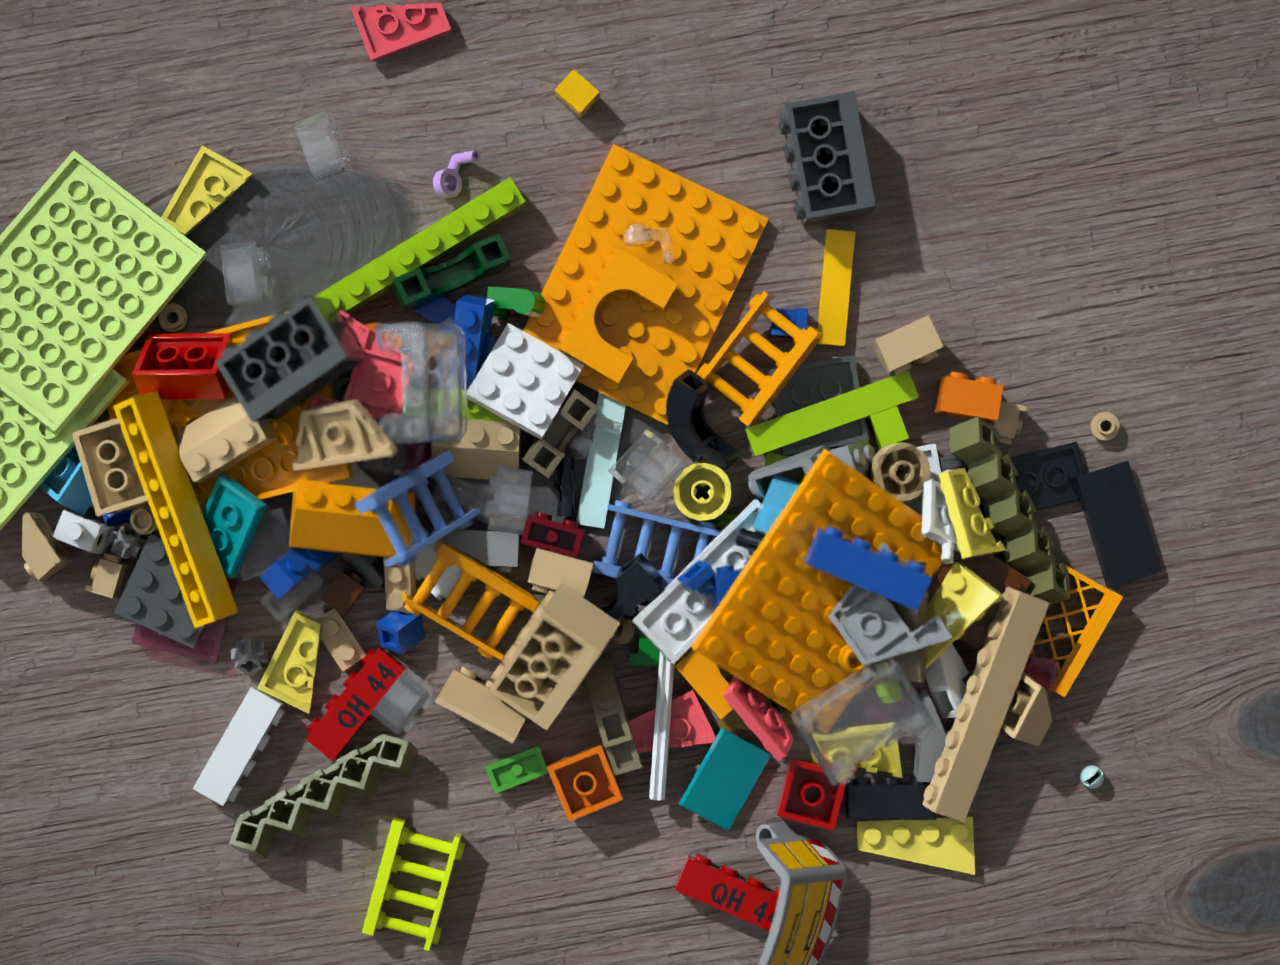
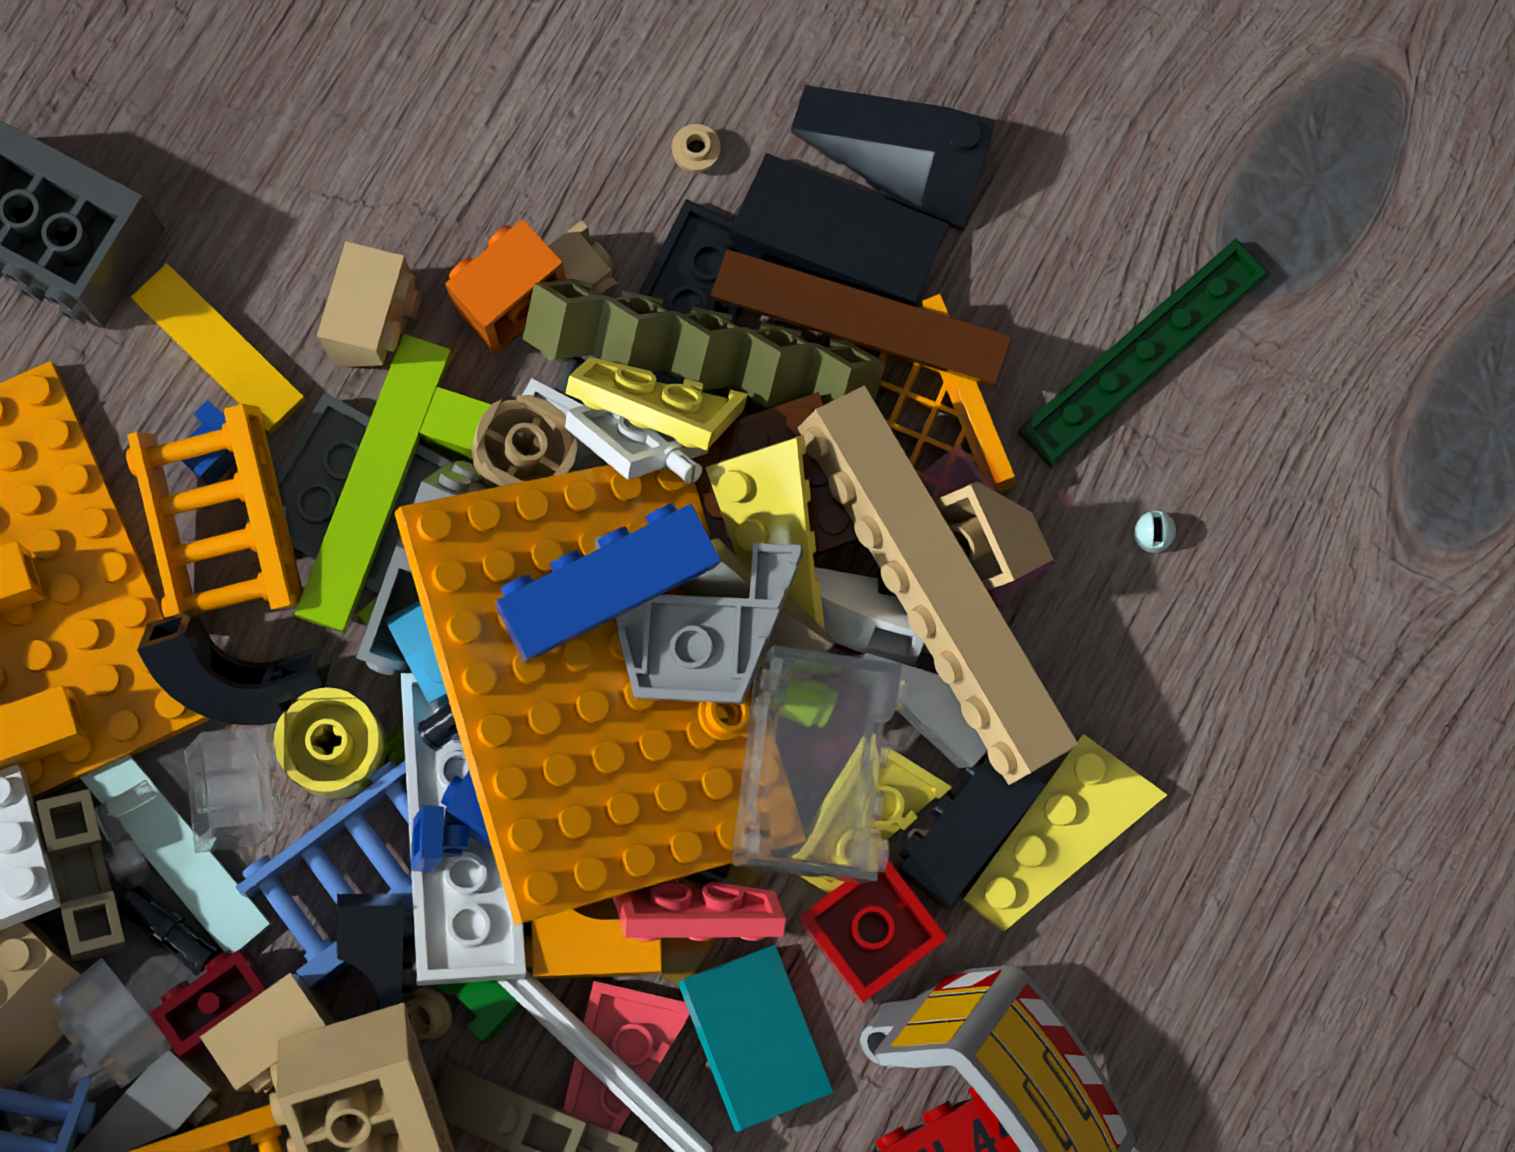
camera: 50 degrees left, 10 degrees down
(1082, 570) = (862, 318): none -> reddish brown tile
(1172, 707) = (1143, 353): none -> dark green tile
(1181, 525) = (908, 149): none -> black wedge

